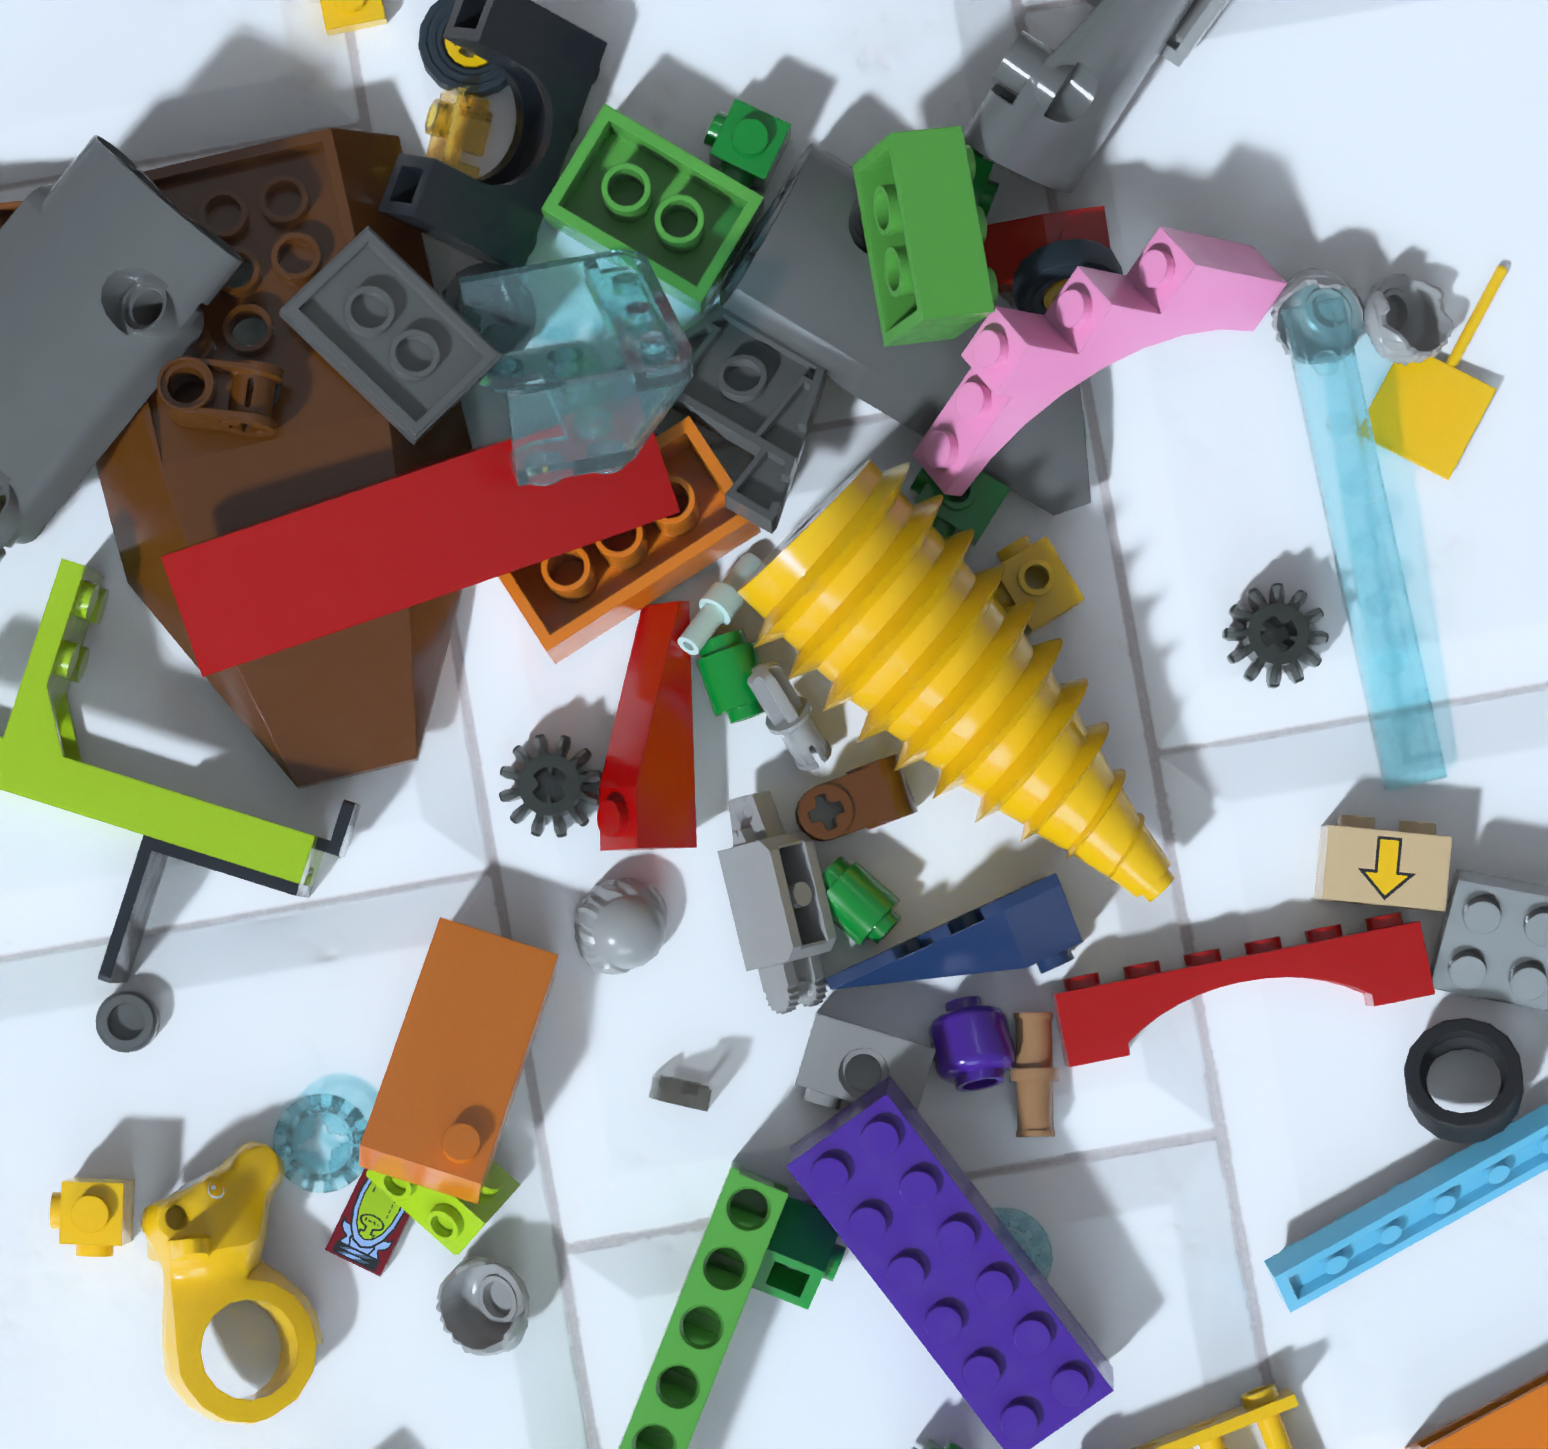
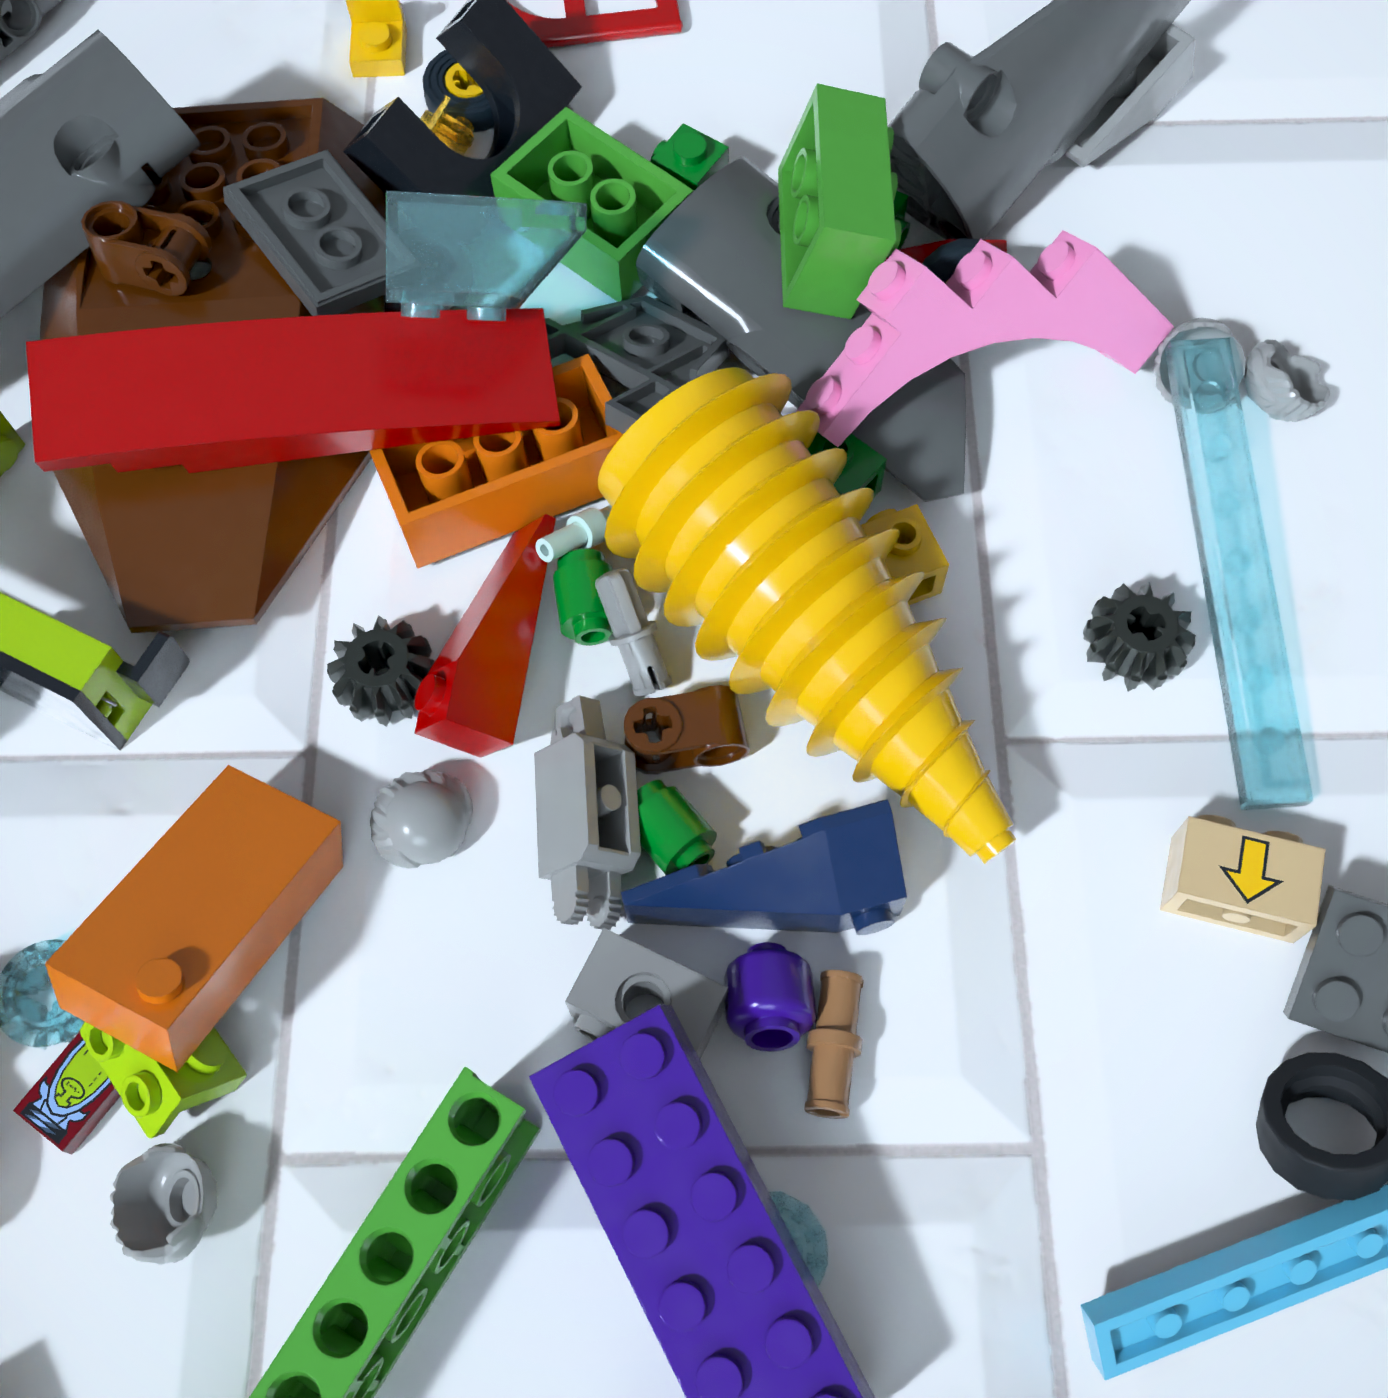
camera: 15 degrees right, 20 degrees down
(680, 1092) = (447, 1001): clear smoke tile -> none
(803, 1242) = (529, 1201): green brick -> none
(1382, 963) = (1231, 978): red arch -> none
(1432, 407) = (1304, 468): yellow piece -> none

